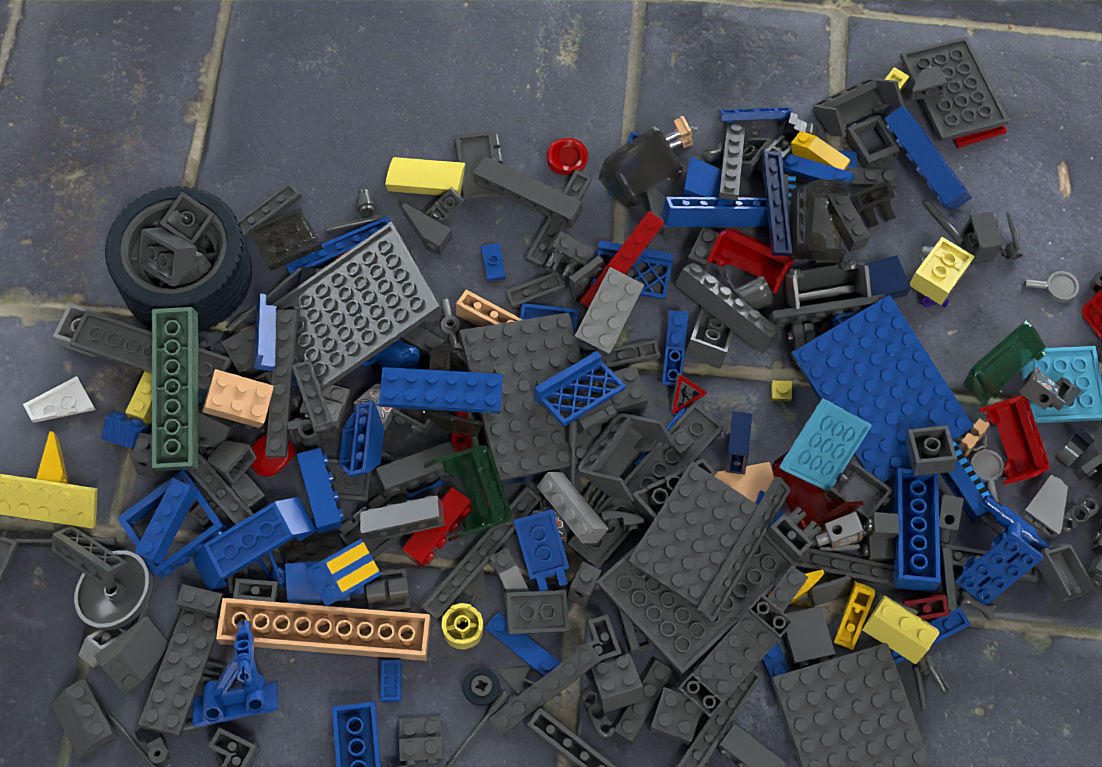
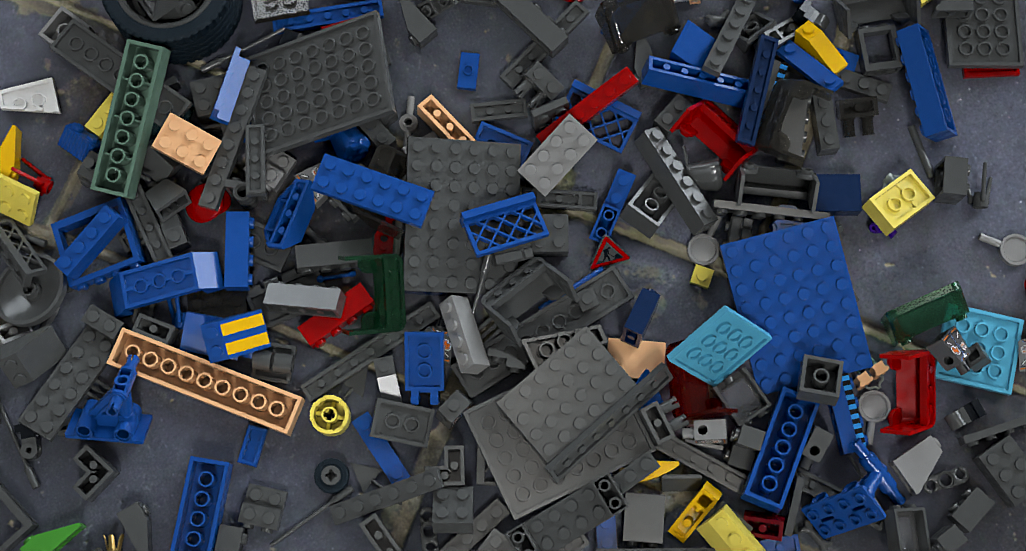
camera: 20 degrees right, 10 degrees up
(93, 481) = (42, 184): none -> red plant
(774, 363) = (704, 248): none -> light grey piece

